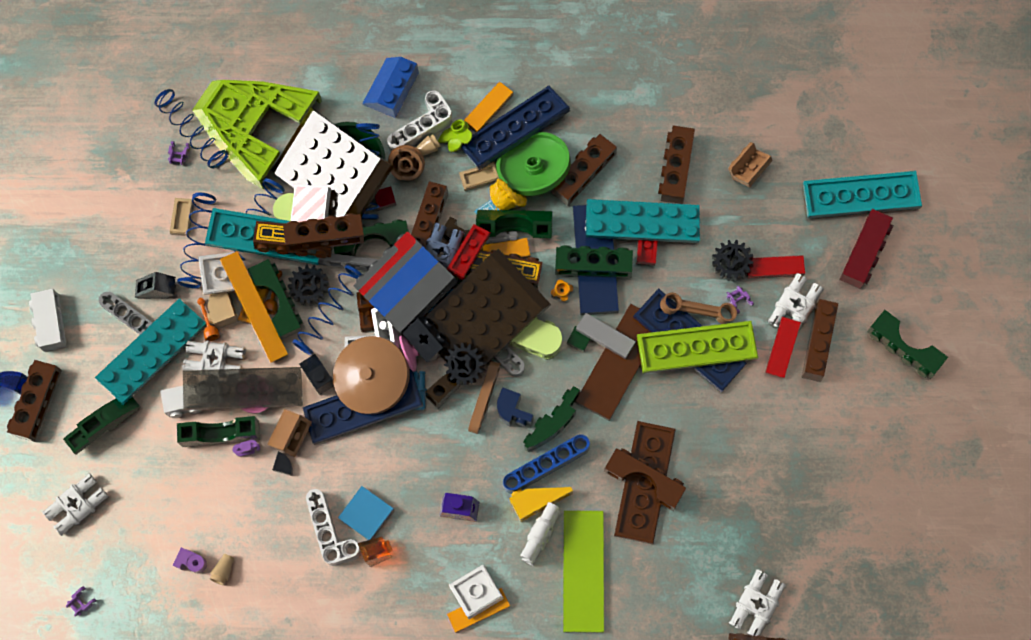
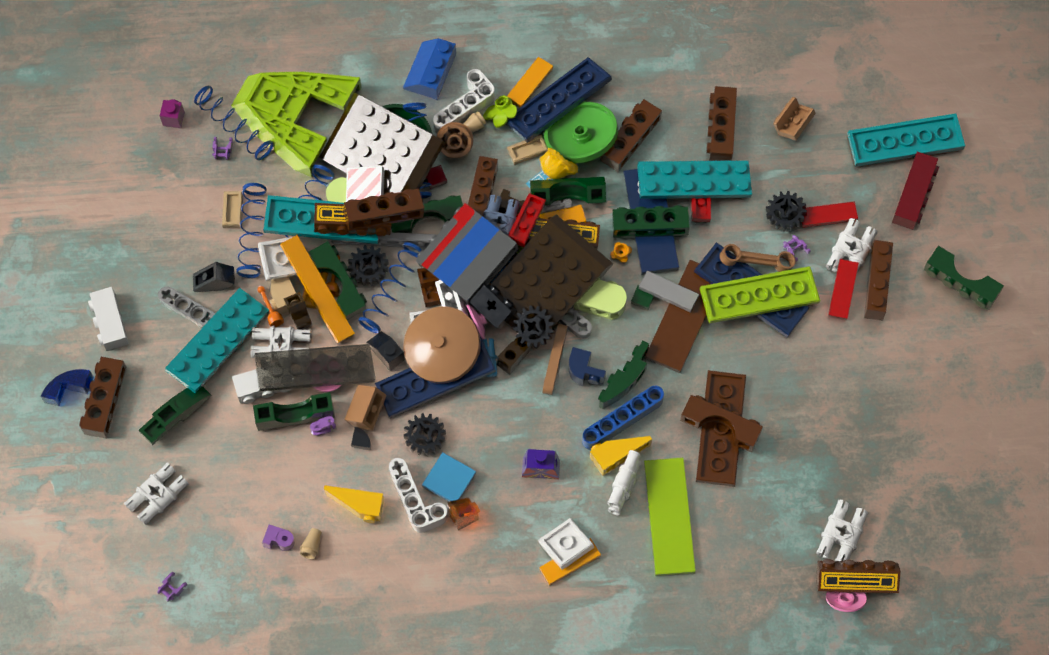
camera: 10 degrees left, 5 degrees down
(132, 114) = (172, 113): none -> magenta brick
(233, 328) = (298, 311): none -> dark brown leg
(278, 533) = (361, 503): none -> yellow slope
(353, 461) = (417, 437): none -> black gear

